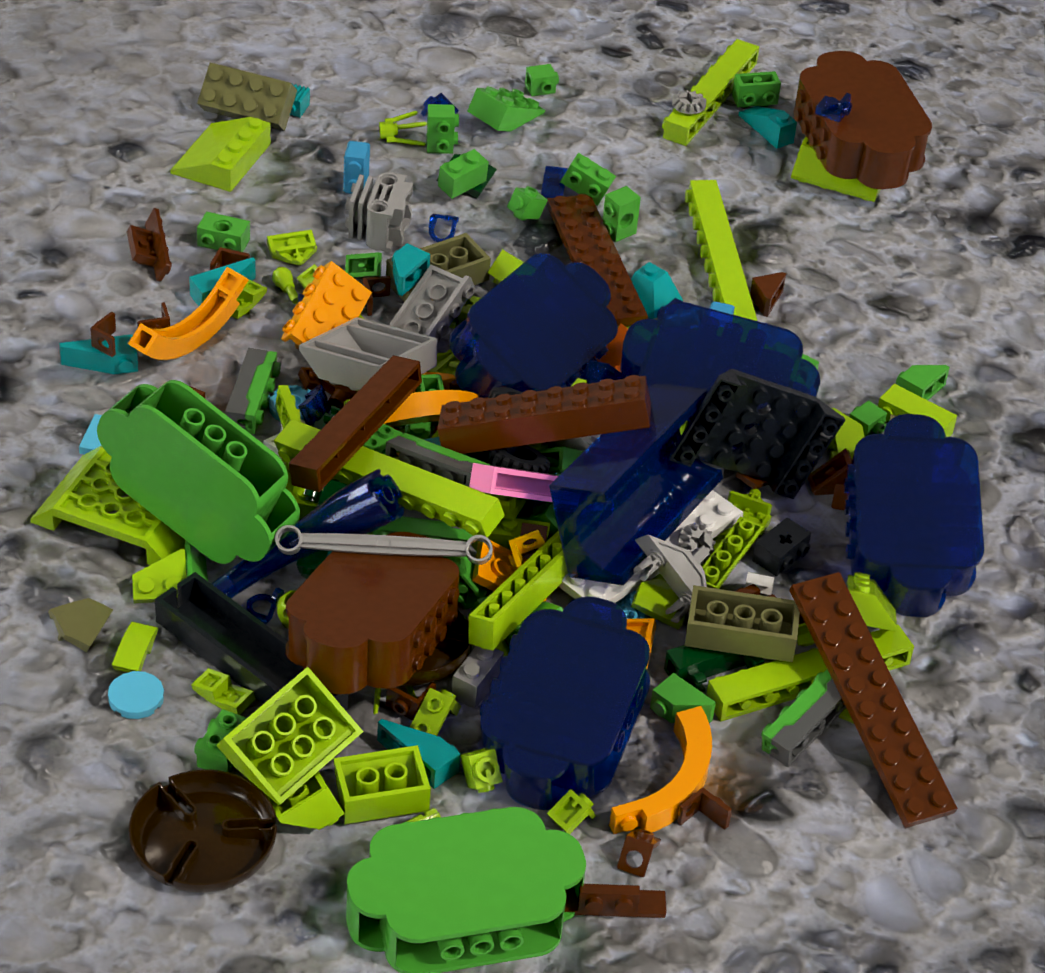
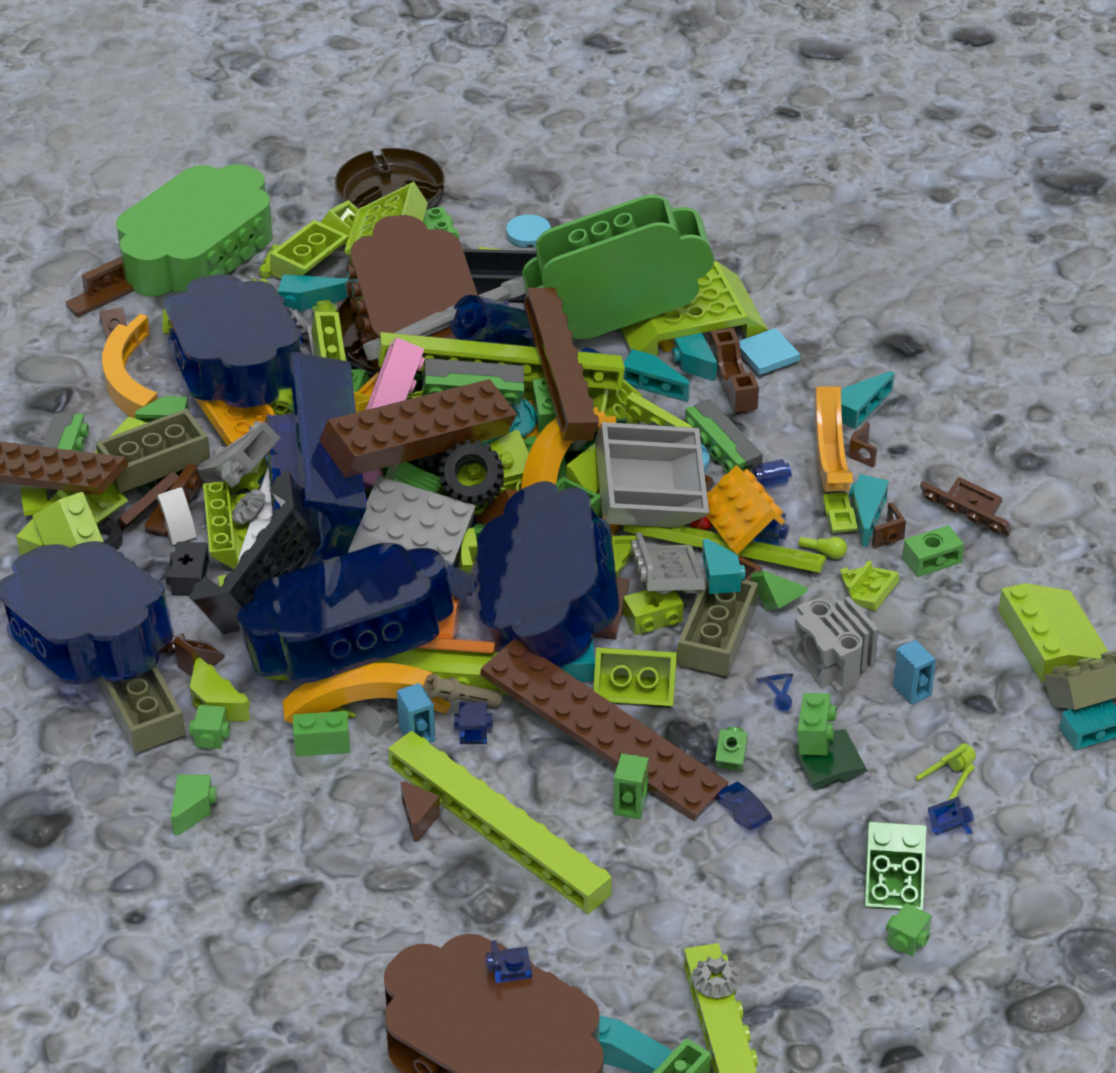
camera: 145 degrees right, 0 degrees up
(102, 331) = (866, 381): reddish brown bracket -> none
(246, 340) = (773, 473): none -> clear blue brick
(441, 128) = (904, 769): bright green brick -> none
(470, 713) = (301, 323): none -> light grey gear
(588, 178) = (707, 811): bright green brick -> none
(654, 288) = (519, 741): teal slope -> none
(707, 804) = (86, 365): reddish brown bracket -> none
(901, 401) = (162, 760): lime brick -> none

